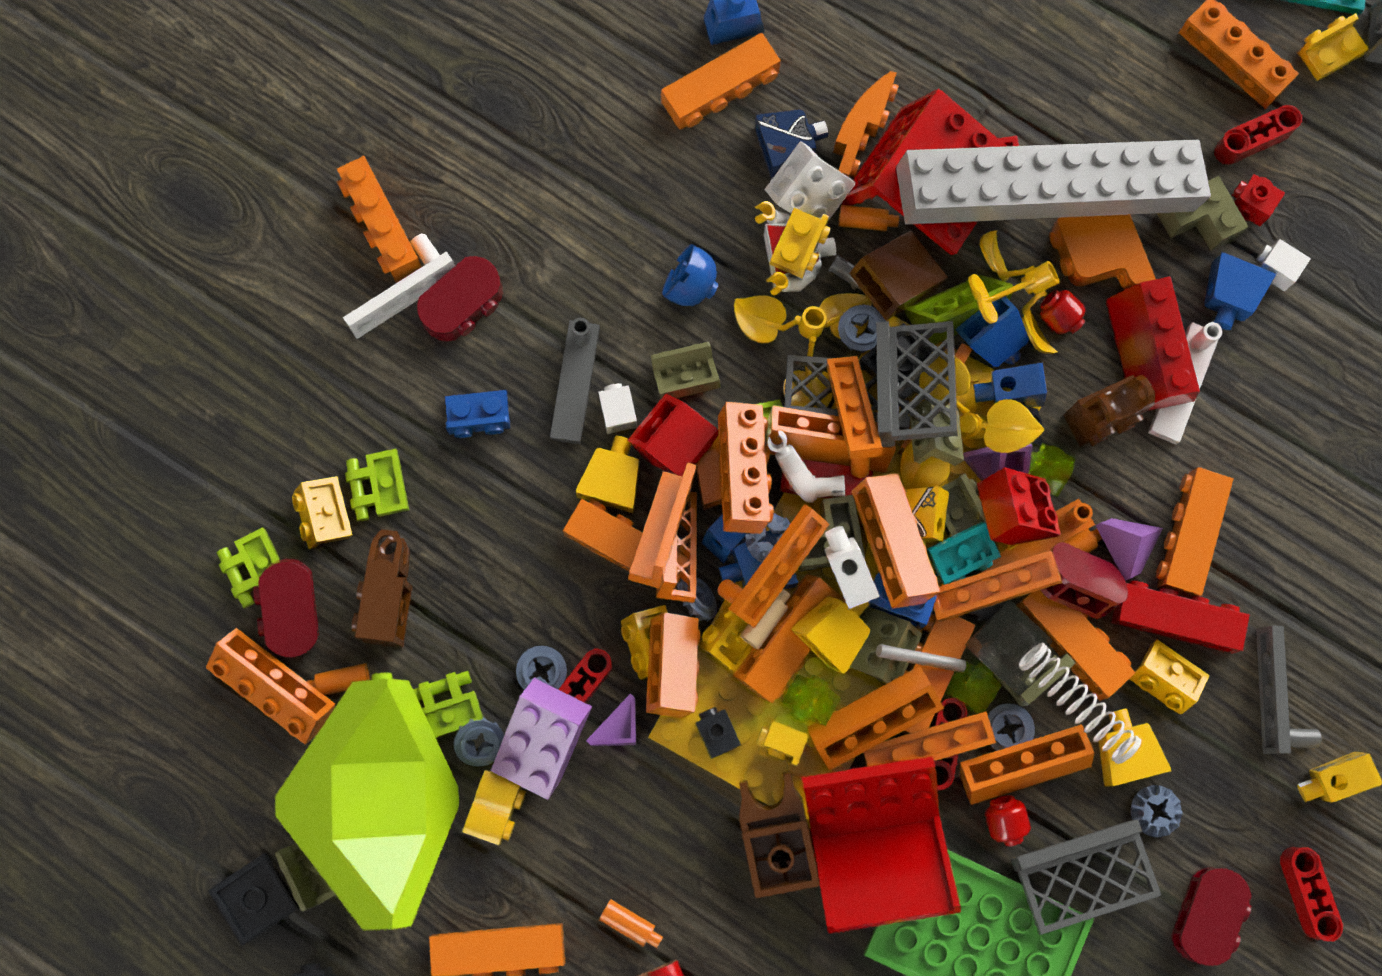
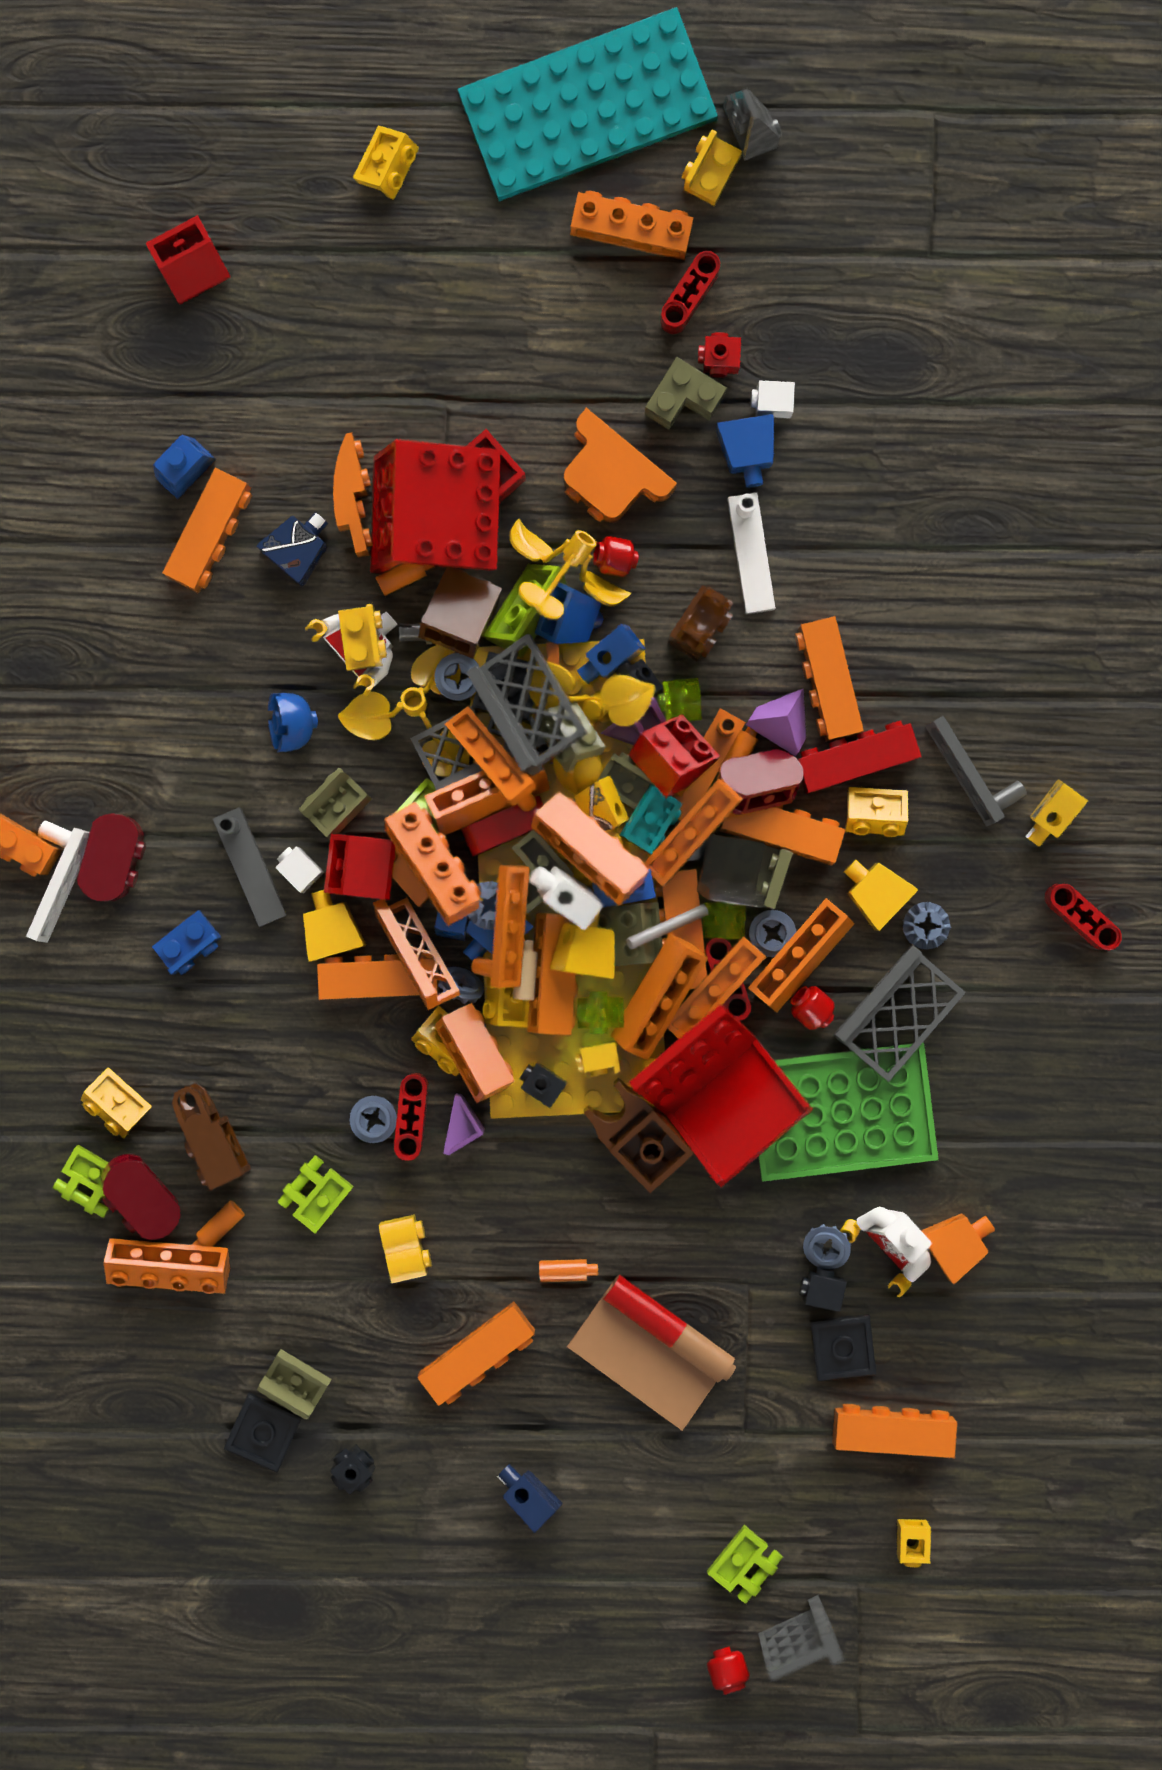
camera: 25 degrees left, 10 degrees up
(372, 802) = (309, 1307): lime panel -> none
(386, 483) = (150, 1047): lime plate -> none
(487, 752) = (371, 1205): sand blue gear -> none
(540, 738) = (406, 1175): medium lavender brick -> none
(661, 527) = (397, 952): orange fence -> none
(800, 477) = (481, 840): white arm -> none
(809, 184) = (338, 581): white bracket -> none
(1033, 657) = (755, 870): white piece -> none
(1051, 181) = (539, 461): light grey brick -> none
(1154, 341) = (705, 540): red slope -> none
(1212, 916) = (1015, 983): dark red brick -> none

